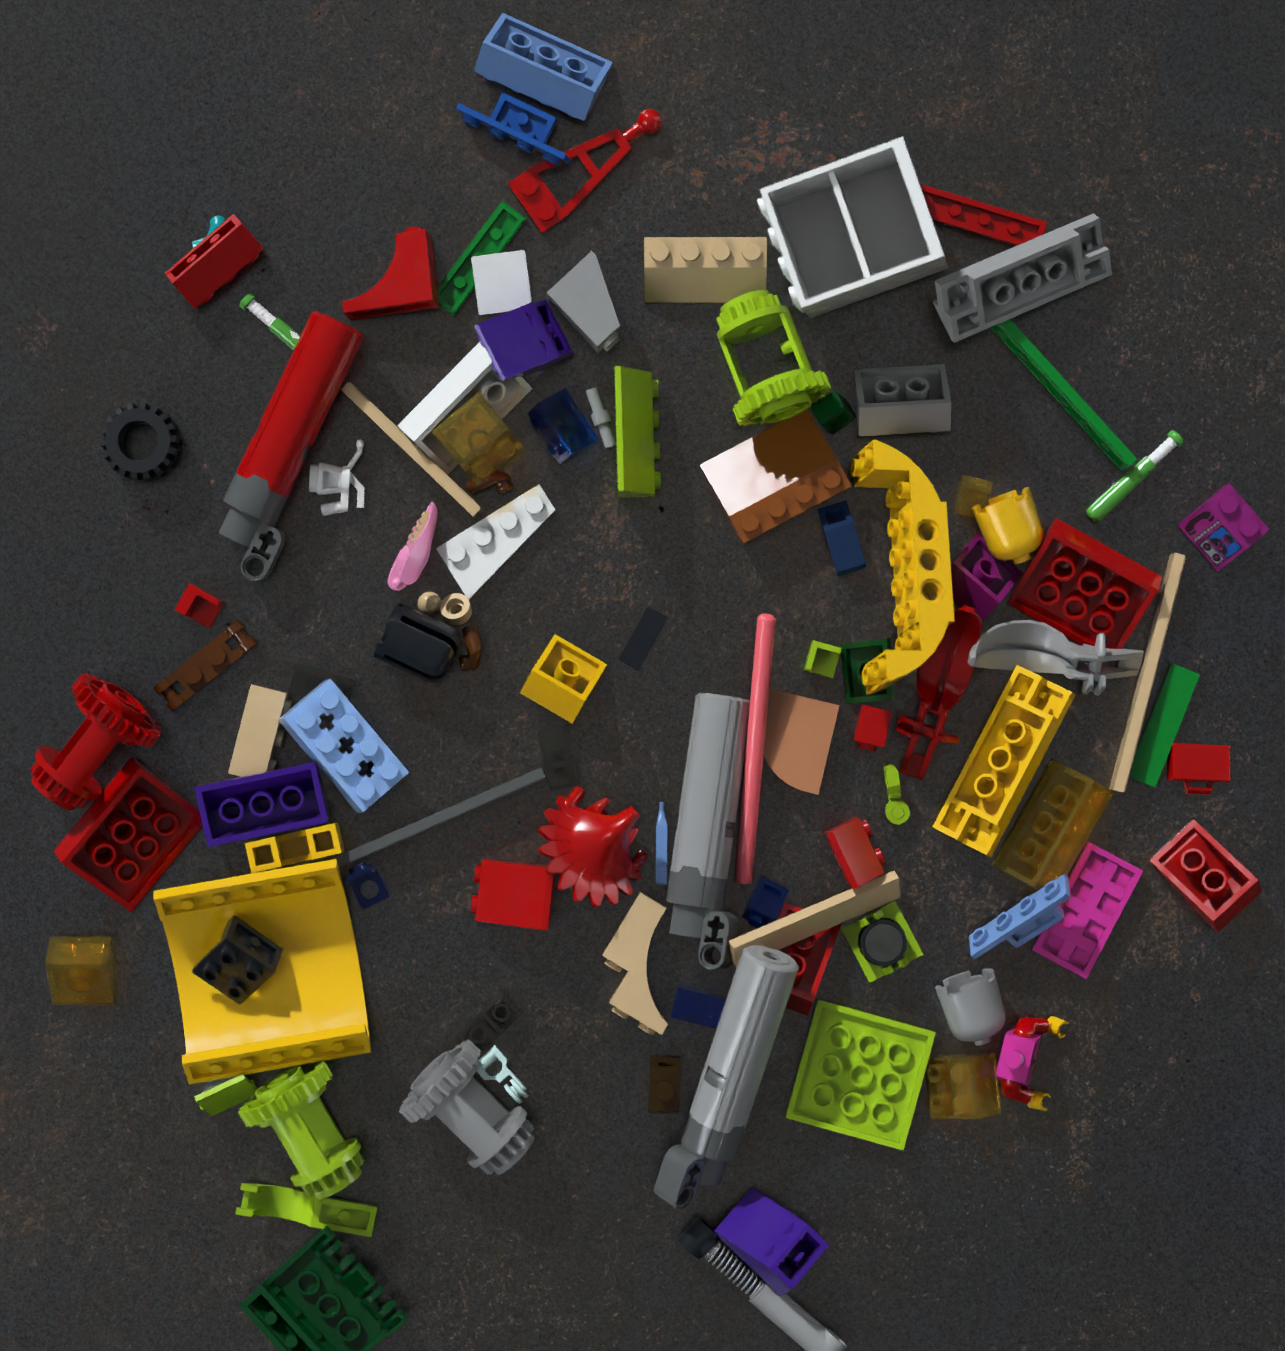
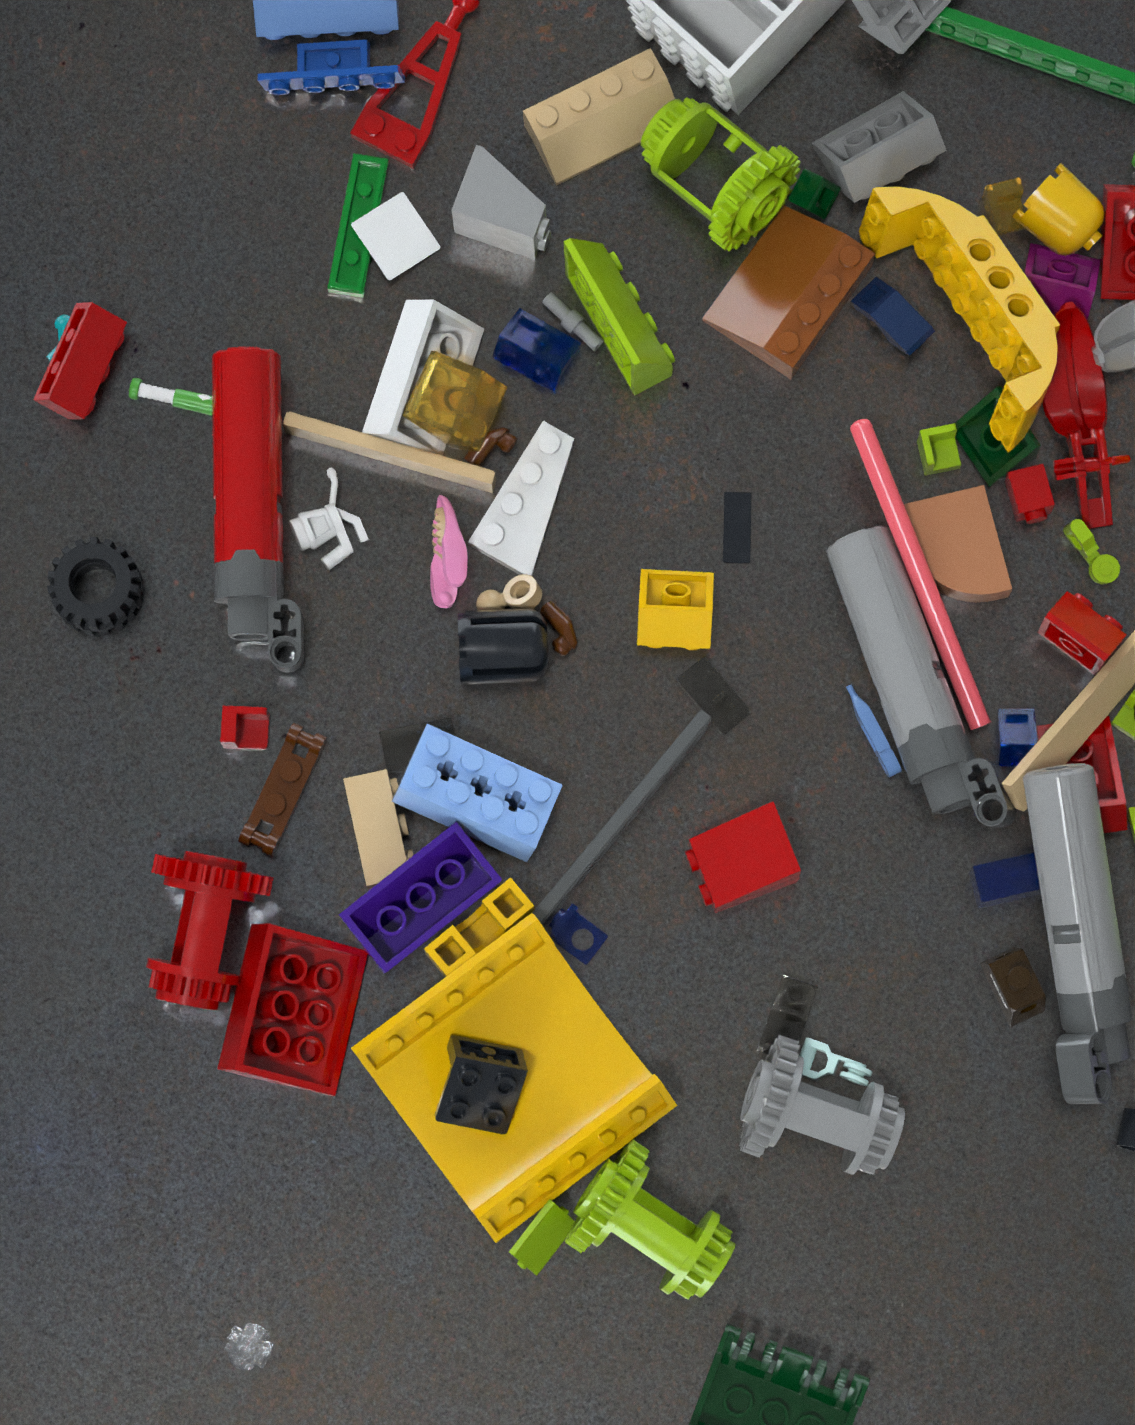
camera: 25 degrees left, 10 degrees down
(81, 970) = (312, 1185): clear yellow slope -> none
(294, 1205) = (695, 1320): lime piece -> none
(407, 284) = (296, 285): red arch -> none
(523, 340) = (452, 274): dark purple slope -> none
(591, 849) = (802, 763): red piece -> none
(629, 951) = (900, 860): tan arch -> none

